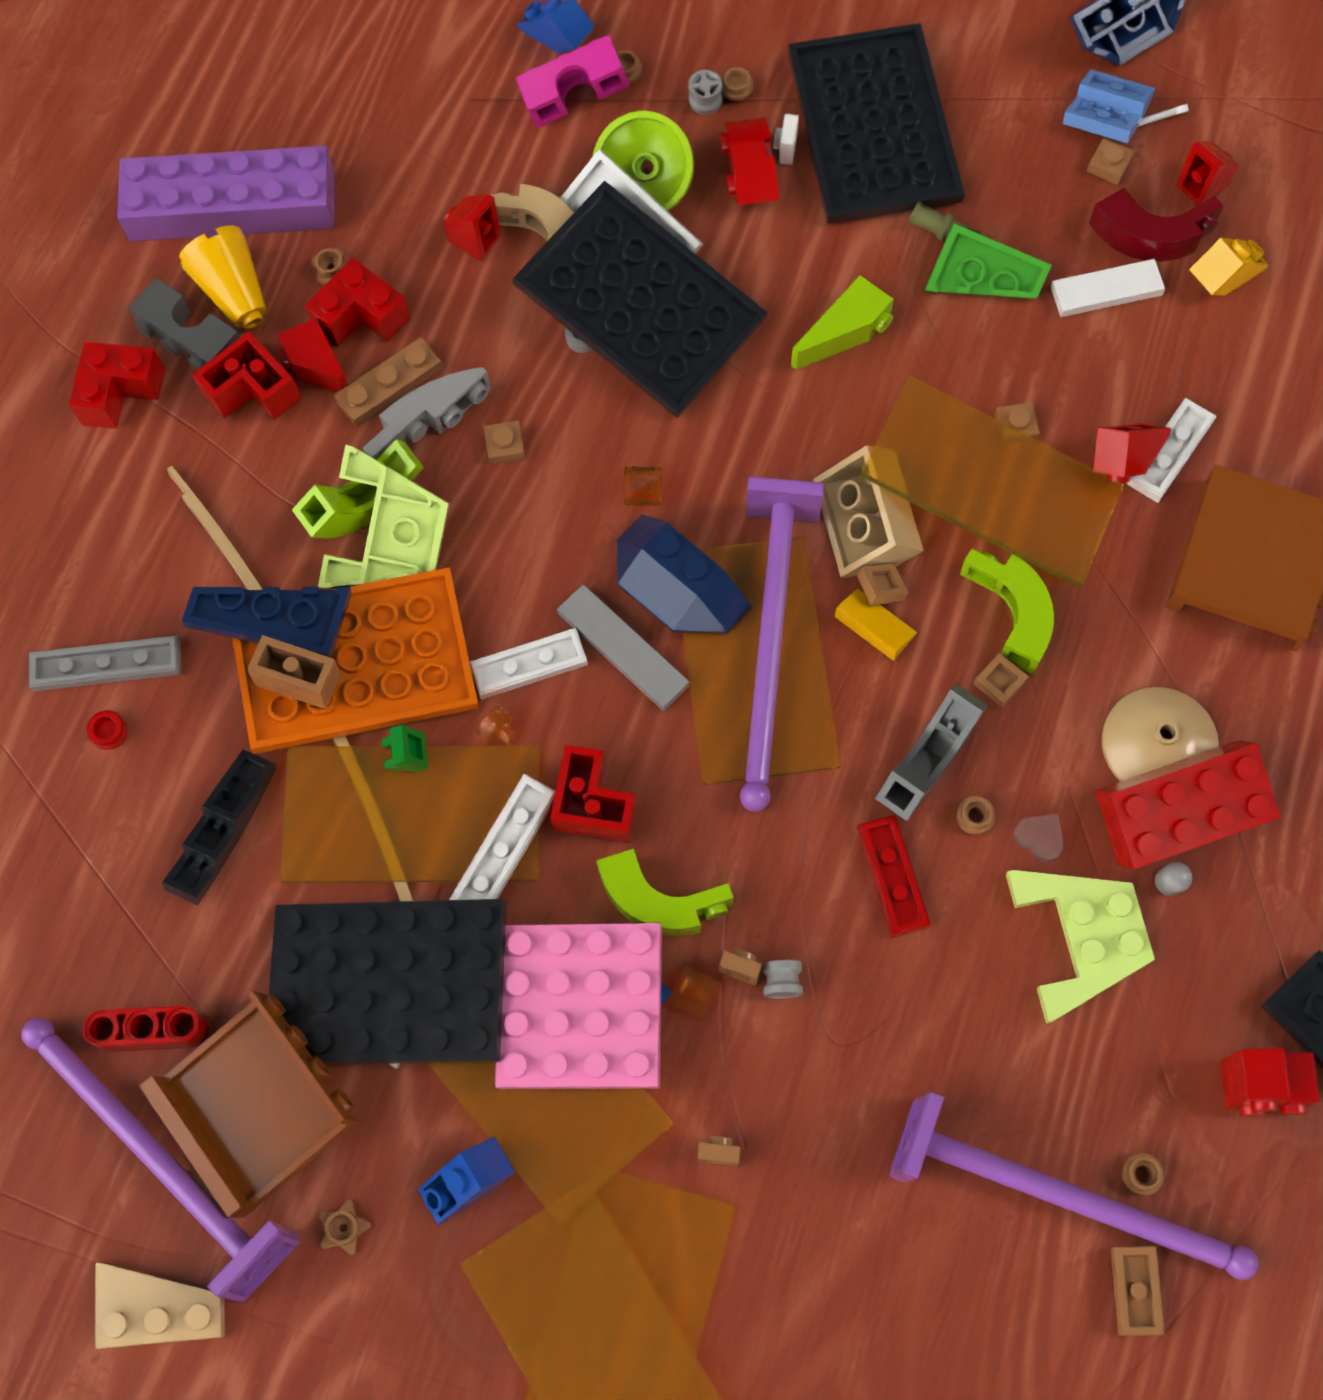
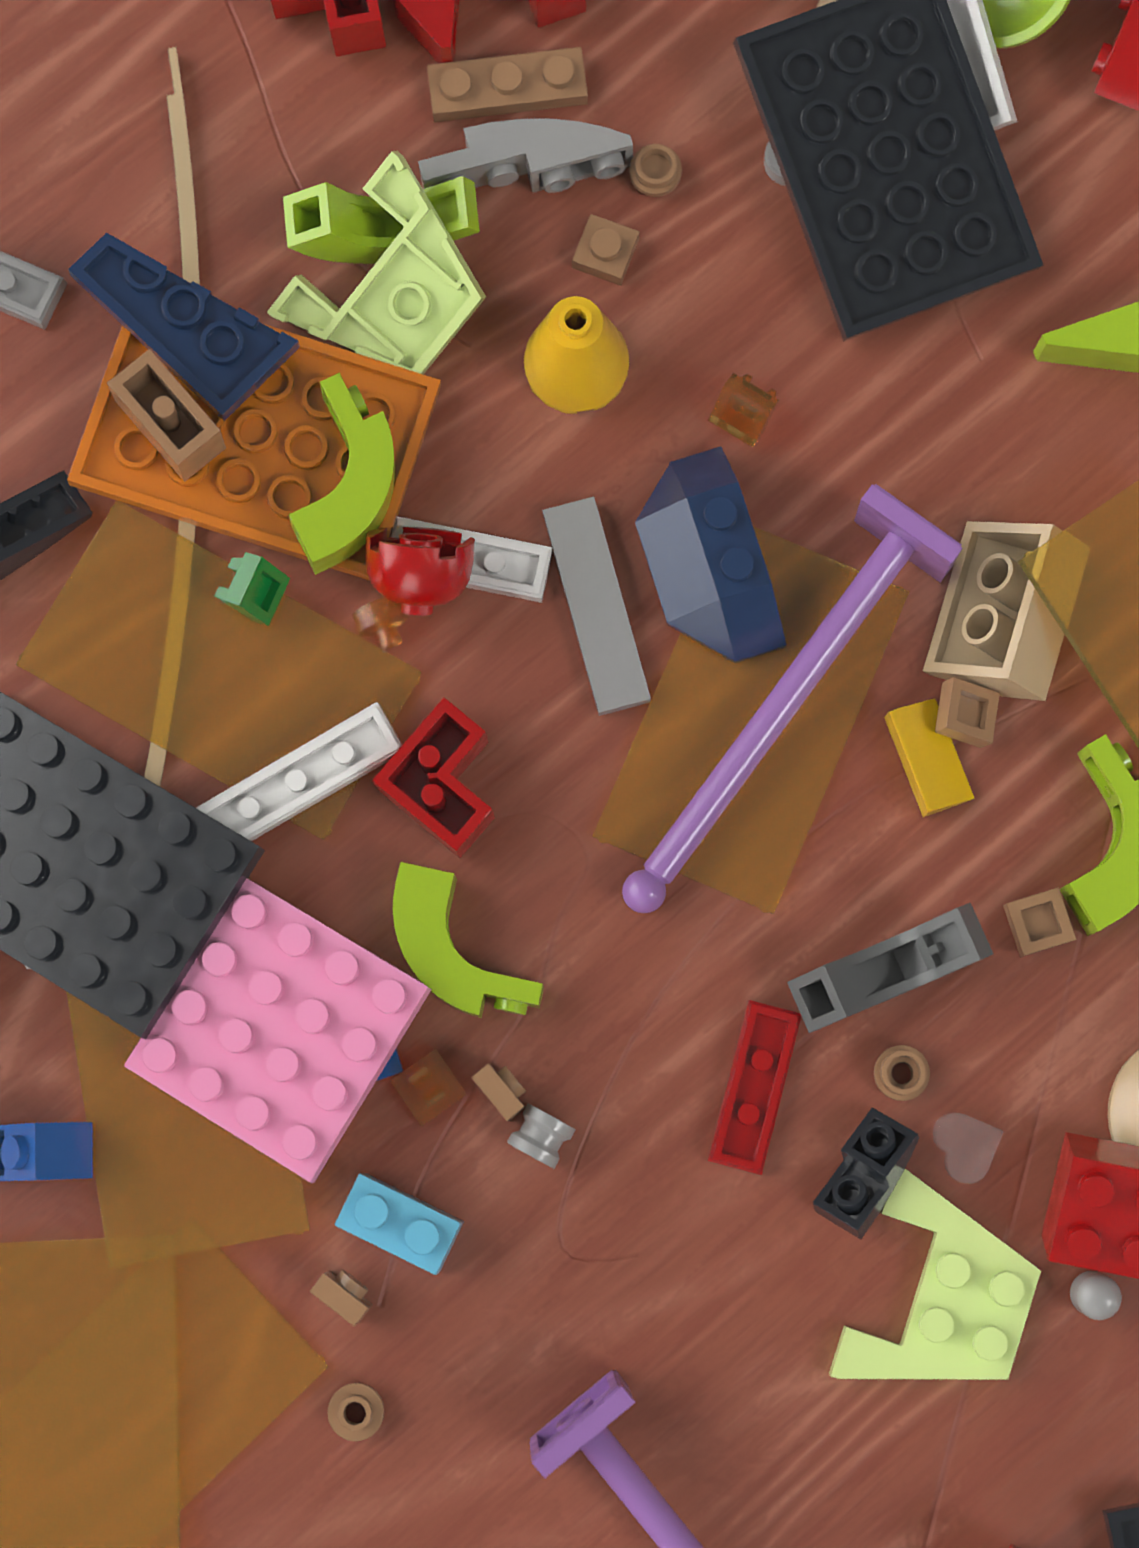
camera: 30 degrees right, 10 degrees up
(441, 673) = (341, 520): none -> lime arch
(503, 679) = (419, 567): none -> red cylinder
(507, 381) = (655, 170): none -> medium nougat plate
(523, 508) = (576, 357): none -> yellow cone
(728, 1084) = (399, 1223): none -> medium azure brick
(758, 1229) = (369, 1399): none -> medium nougat plate
(993, 886) = (867, 1176): none -> black slope

